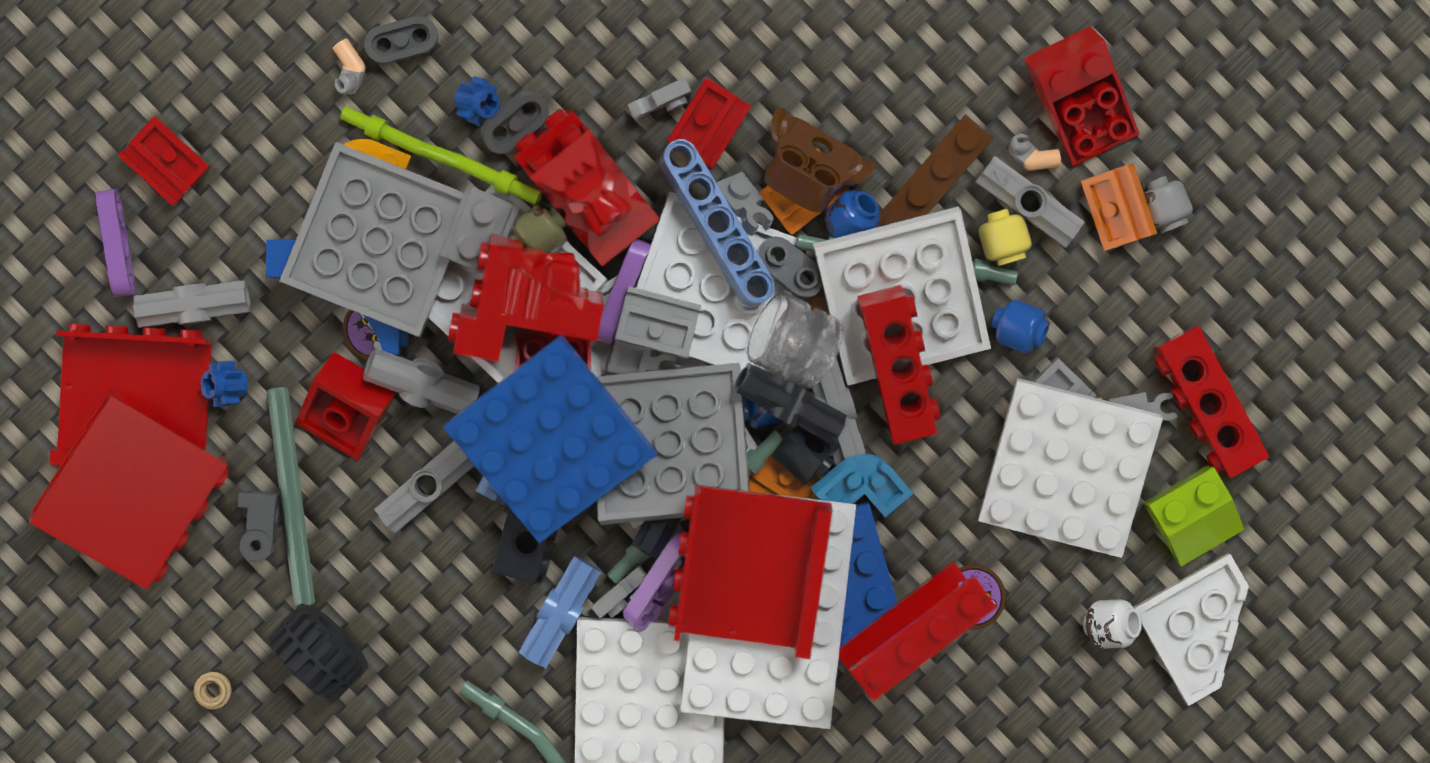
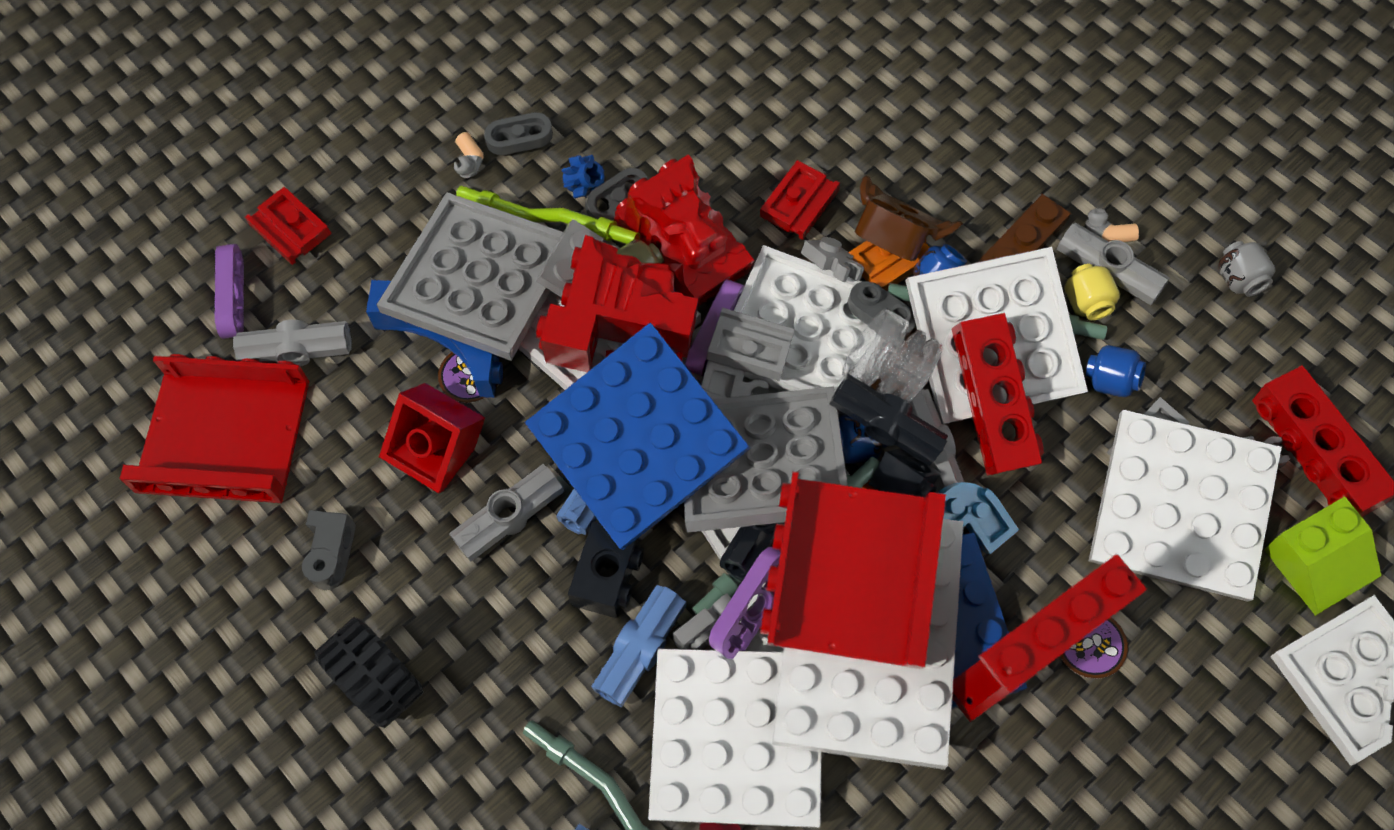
camera: 15 degrees right, 25 degrees down
(128, 492) = (194, 504): red panel -> none
(202, 695) = (243, 717): tan plate -> none
(224, 383) = (312, 412): blue gear -> none
(290, 496) = (365, 523): sand green axle -> none
(419, 381) = (499, 405): light grey piece -> none
(670, 96) = (758, 177): light grey plate -> none
(716, 205) = (810, 266): medium blue beam -> none
(1082, 95) = (1153, 179): red slope -> none
(1112, 623) = (1255, 666): white head -> none
(1118, 206) = (1201, 267): orange plate -> none

